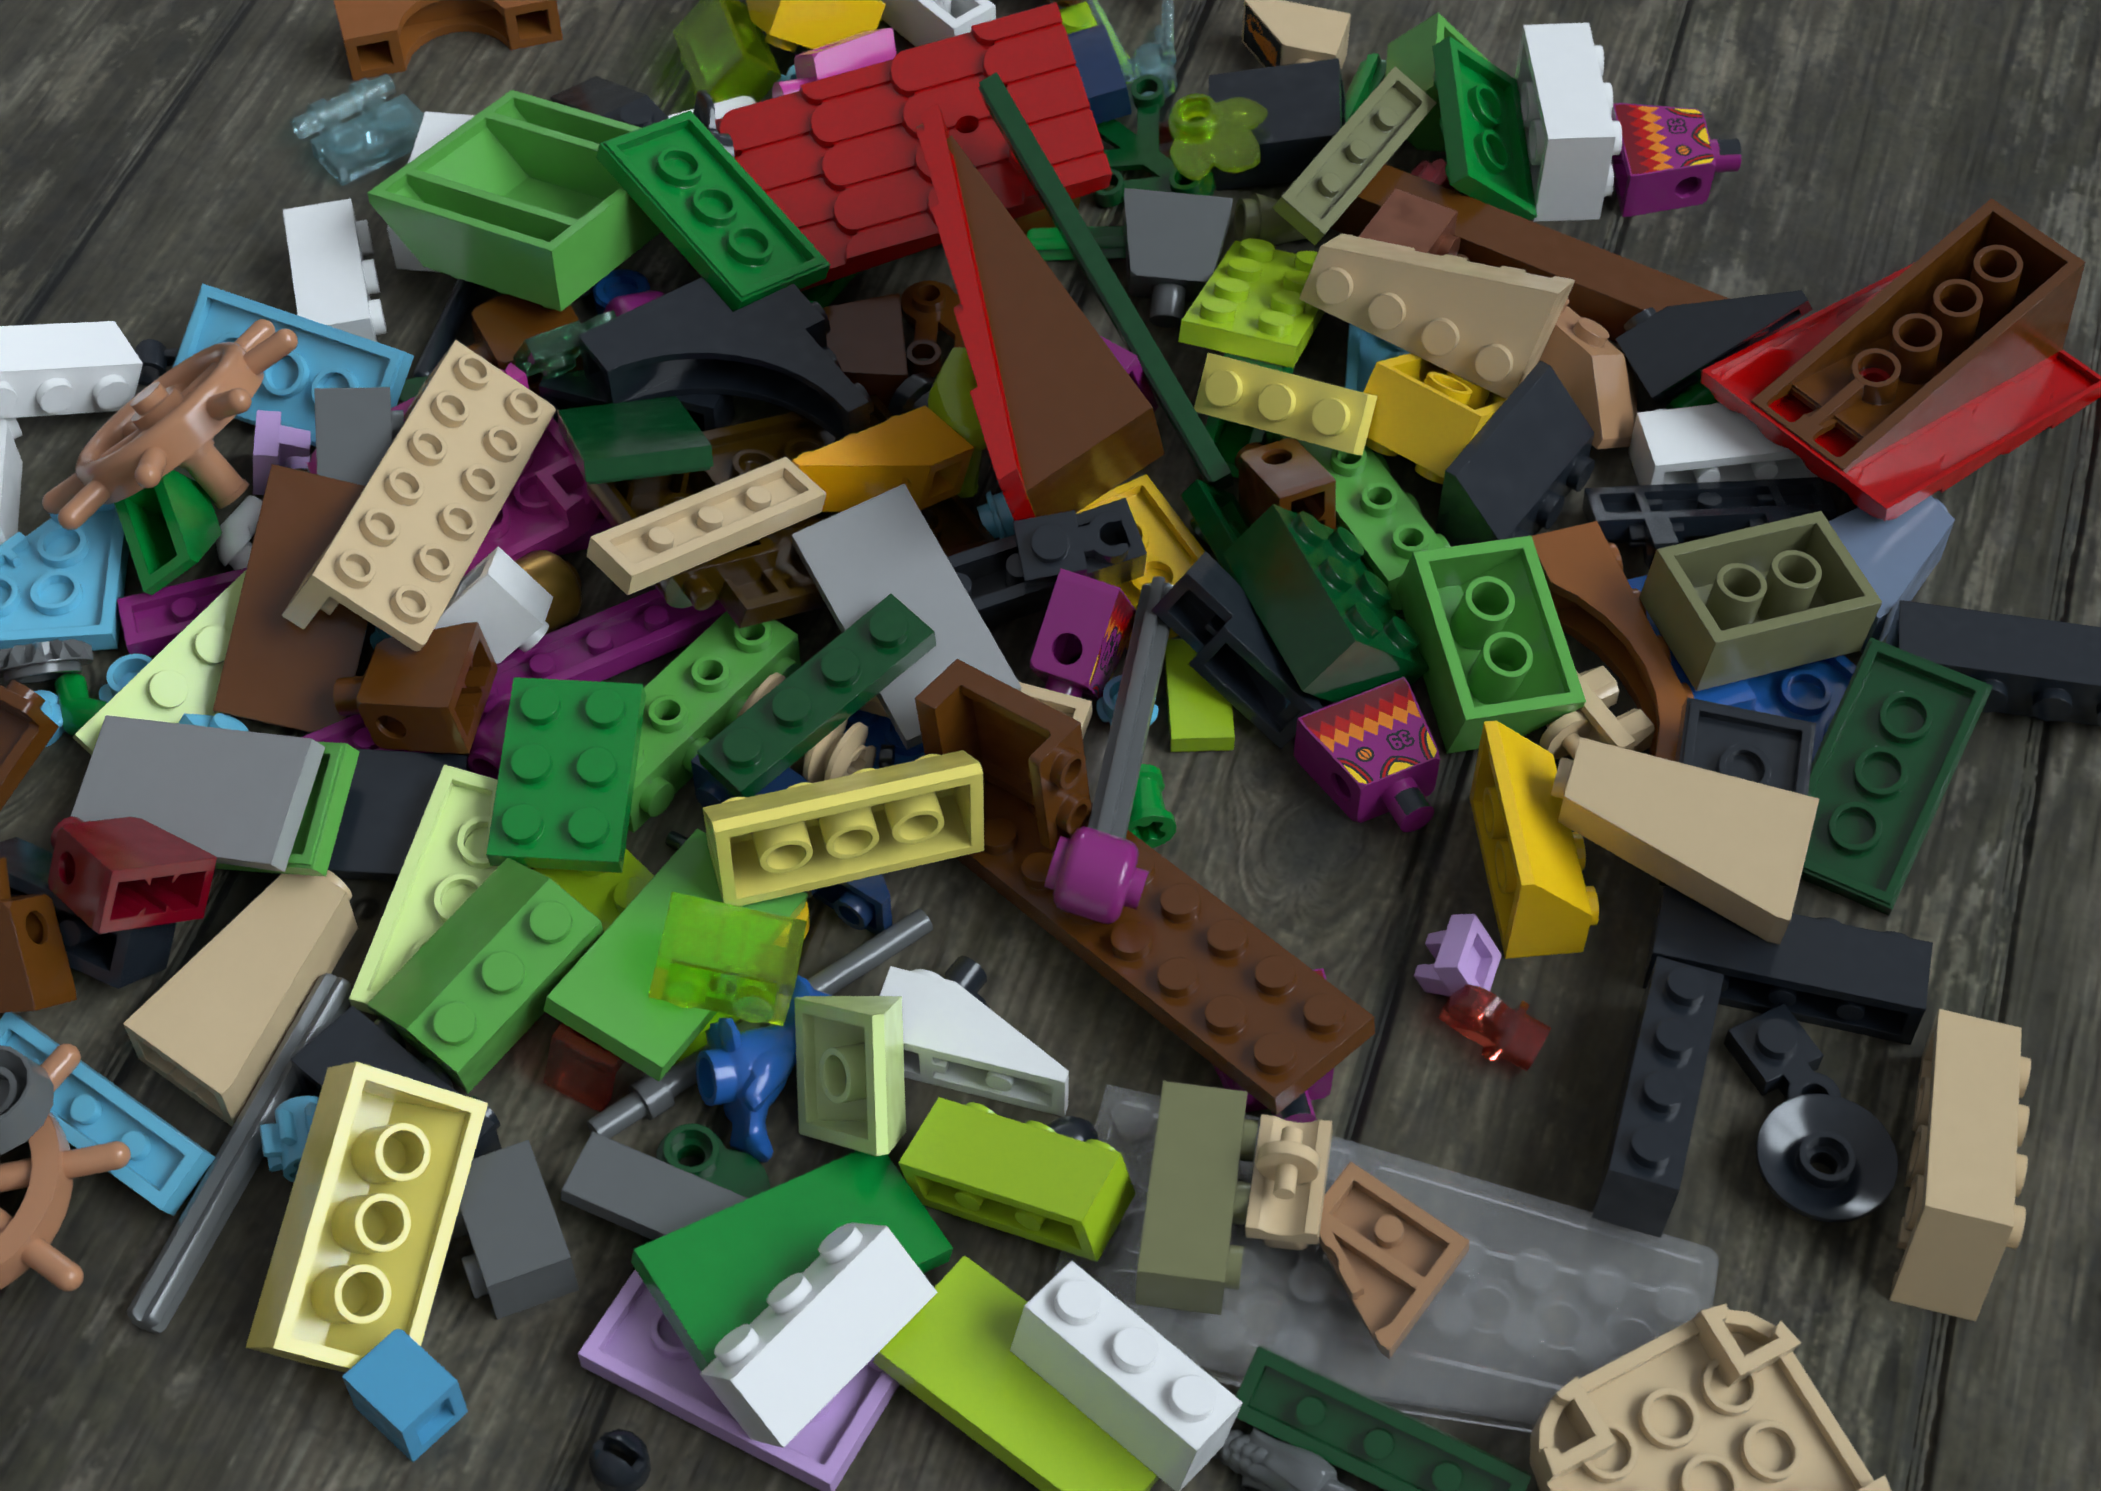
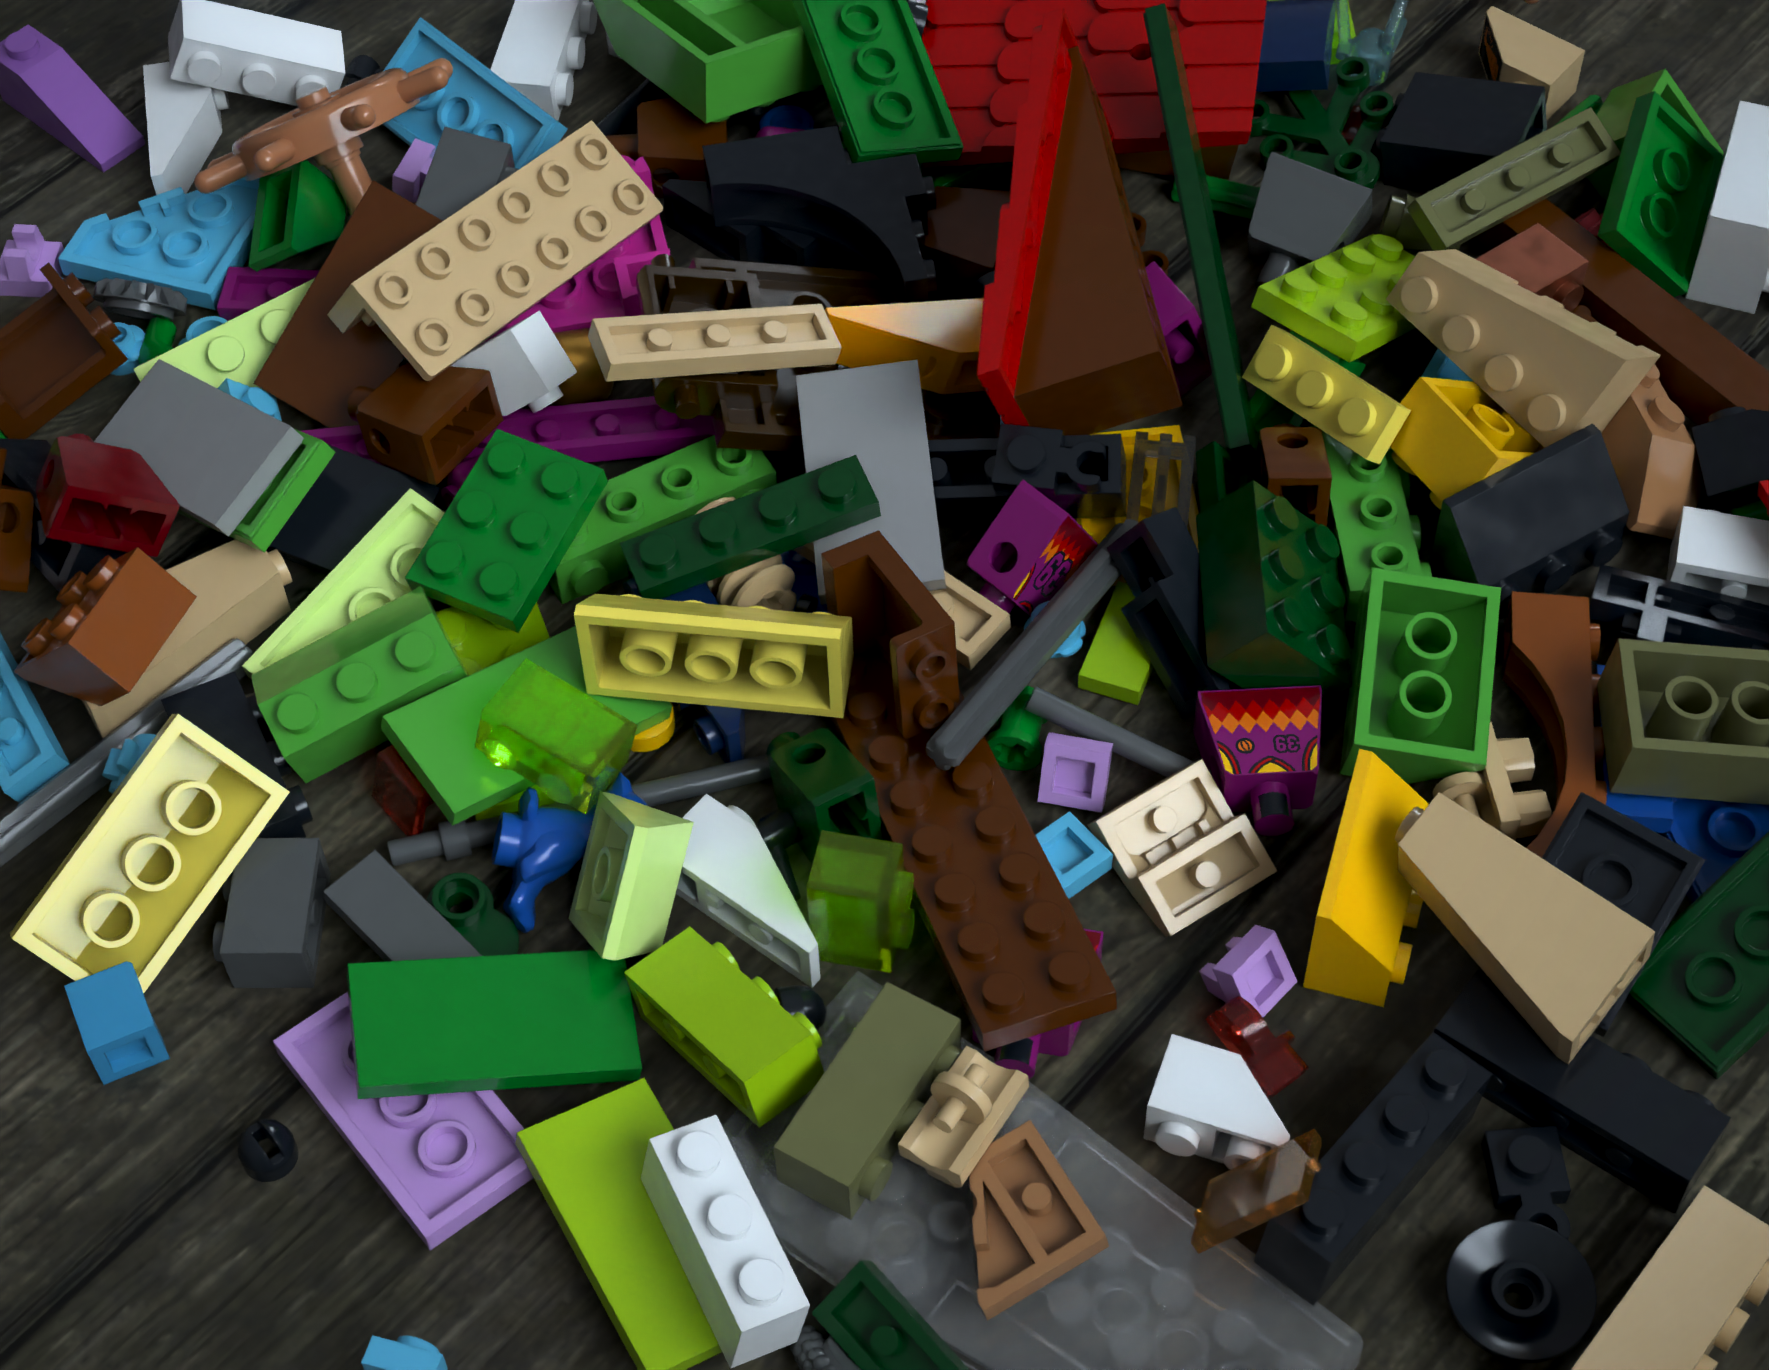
camera: 25 degrees right, 0 degrees up
(205, 1007) = (105, 629): none -> dark orange slope
(556, 349) = (683, 155): clear green plate -> none
(634, 440) = (696, 250): dark green tile -> none
(817, 1332) = (467, 1094): white brick -> none
(1009, 931) = (819, 776): none -> dark green torso
(1090, 1015) = (860, 901): none -> clear neon green brick
(1095, 875) = (920, 771): magenta head -> none
(1153, 504) = (1164, 451): none -> clear smoke tile
(1214, 134) = (1389, 127): clear neon green plate -> none
(1216, 830) = (1075, 772): none -> lavender tile
(1240, 787) = (1096, 728): none -> dark grey bar
(1253, 900) = (1074, 853): none -> medium azure plate
(1343, 869) = (1182, 848): none -> tan slope
(1493, 1094) = (1210, 1106): none -> white slope
(1577, 1152) = (1257, 1191): none -> clear orange piece

